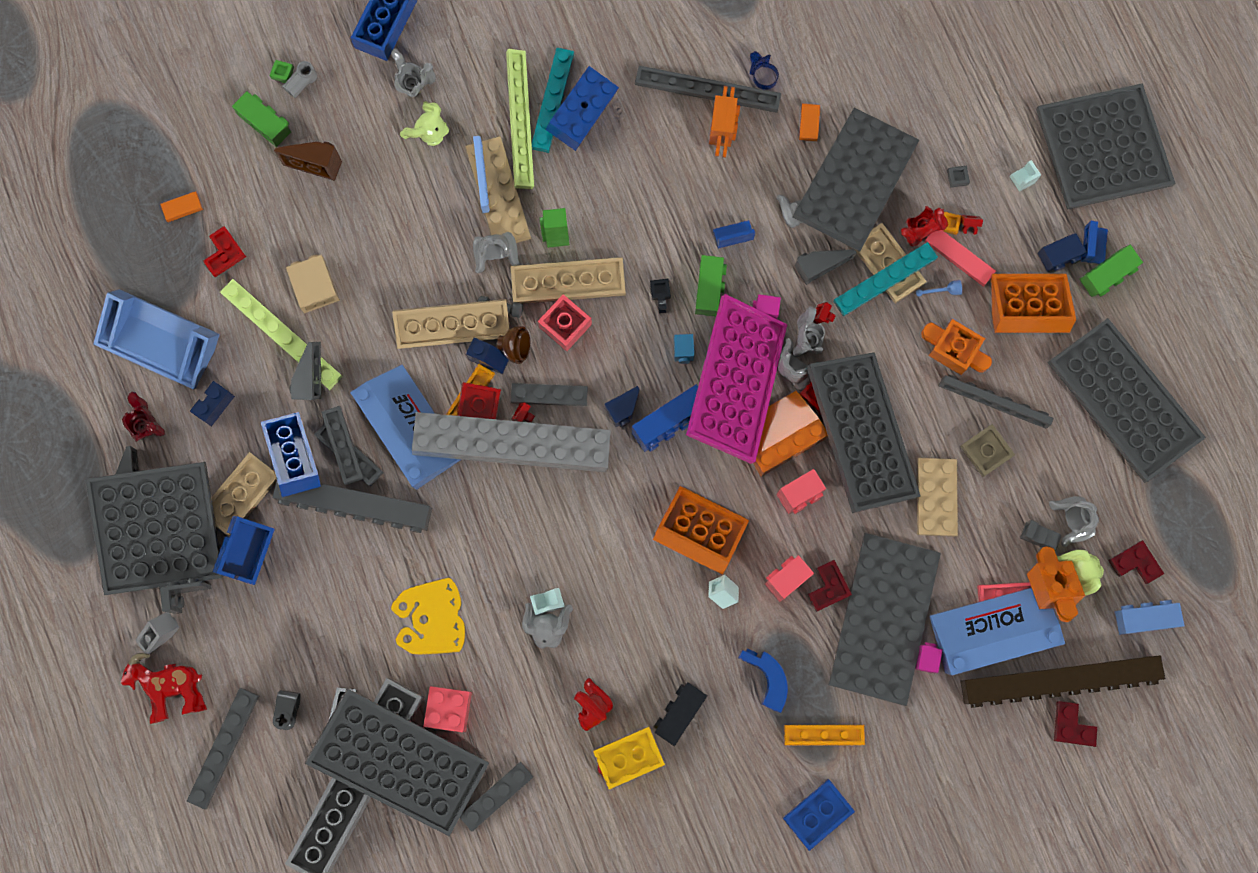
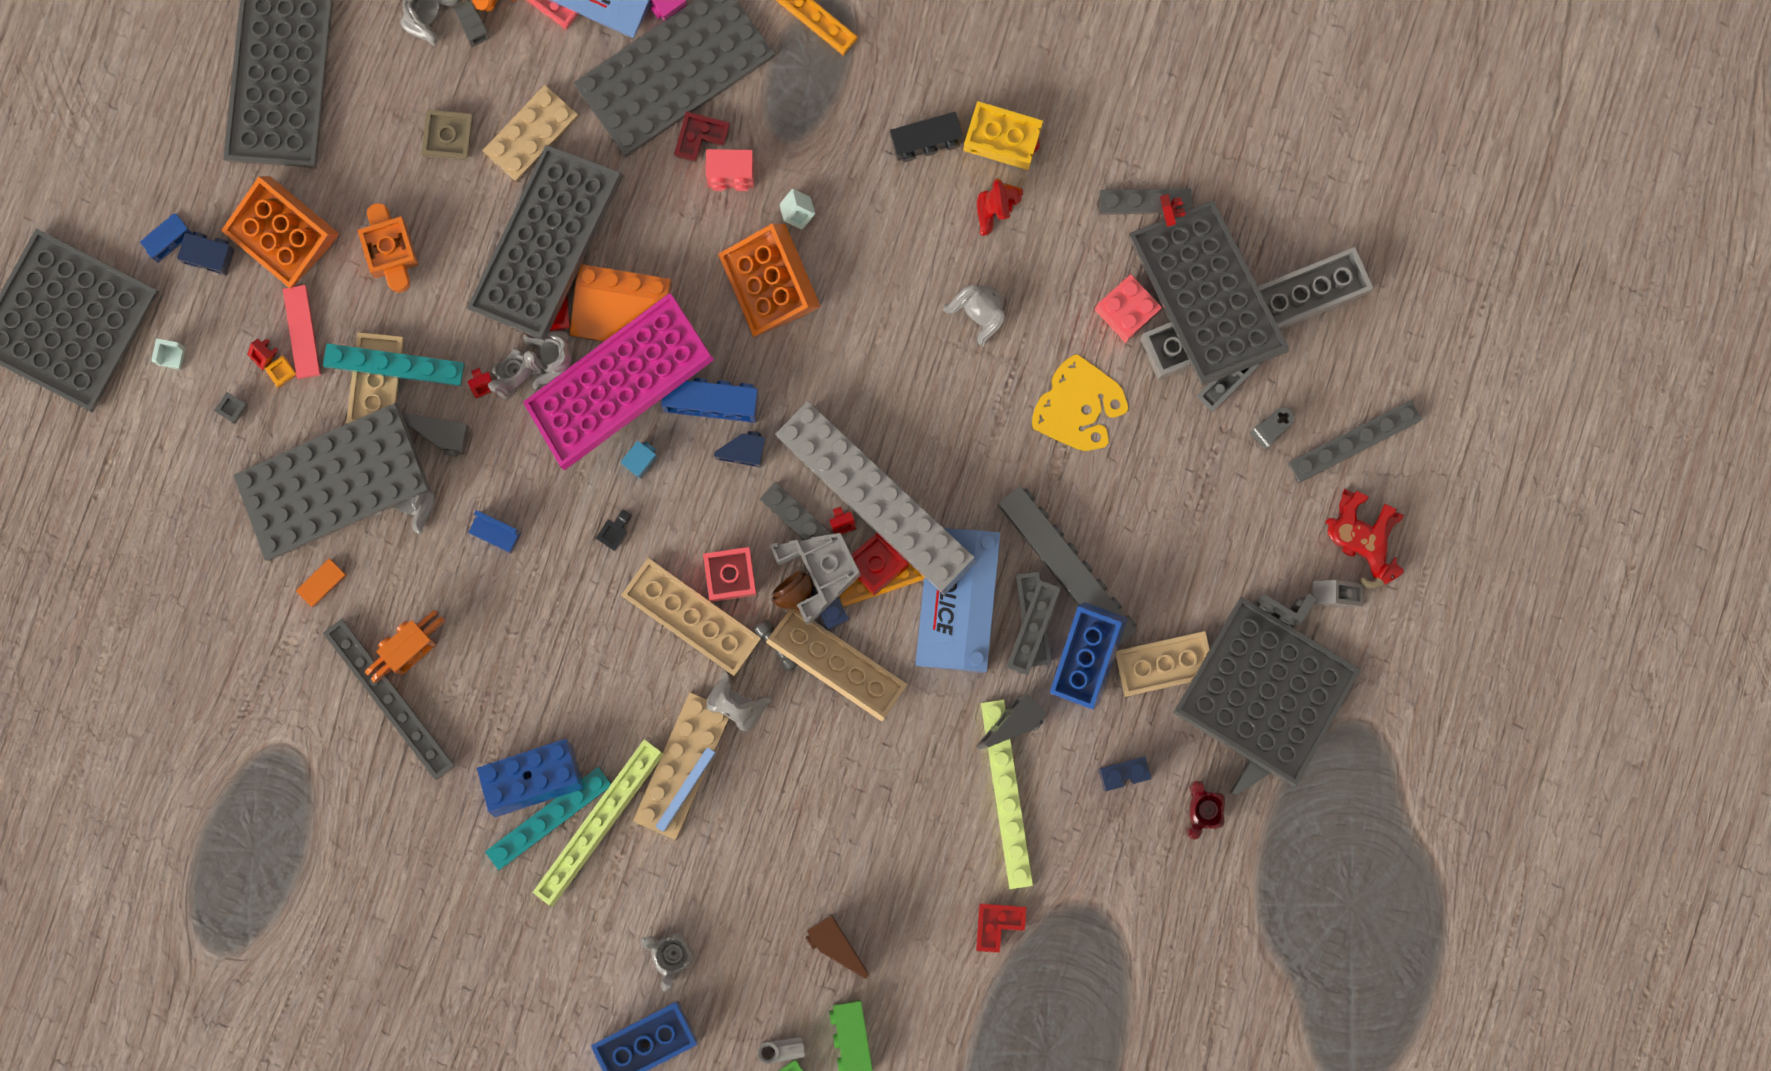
camera: 140 degrees left, 5 degrees up
(155, 338) = (1129, 888): medium blue slope -> none
(181, 206) = (1002, 1010): orange tile -> none
(243, 550) = (1201, 601): blue piece -> none
(312, 283) = (936, 819): tan brick -> none
(426, 126) = (693, 889): yellowish green hair -> none
(471, 803) = (1170, 210): none -> red tile
(506, 376) = (828, 565): none -> light grey wing
(547, 601) = (962, 328): light aqua panel -> none
(554, 227) = (662, 670): bright green brick -> none
(710, 285) = (562, 498): bright green brick -> none
(758, 62) = (314, 690): clear blue piece -> none
(768, 305) = (527, 433): dark pink brick -> none
(776, 680) = (821, 90): blue arch -> none
(801, 491) = (650, 234): coral brick -> none
(931, 222) = (318, 385): red hair -> none
(953, 288) = (337, 306): medium blue hinge -> none
(1002, 403) = (401, 180): dark grey plate -> none
(1111, 271) = (177, 198): bright green brick -> none

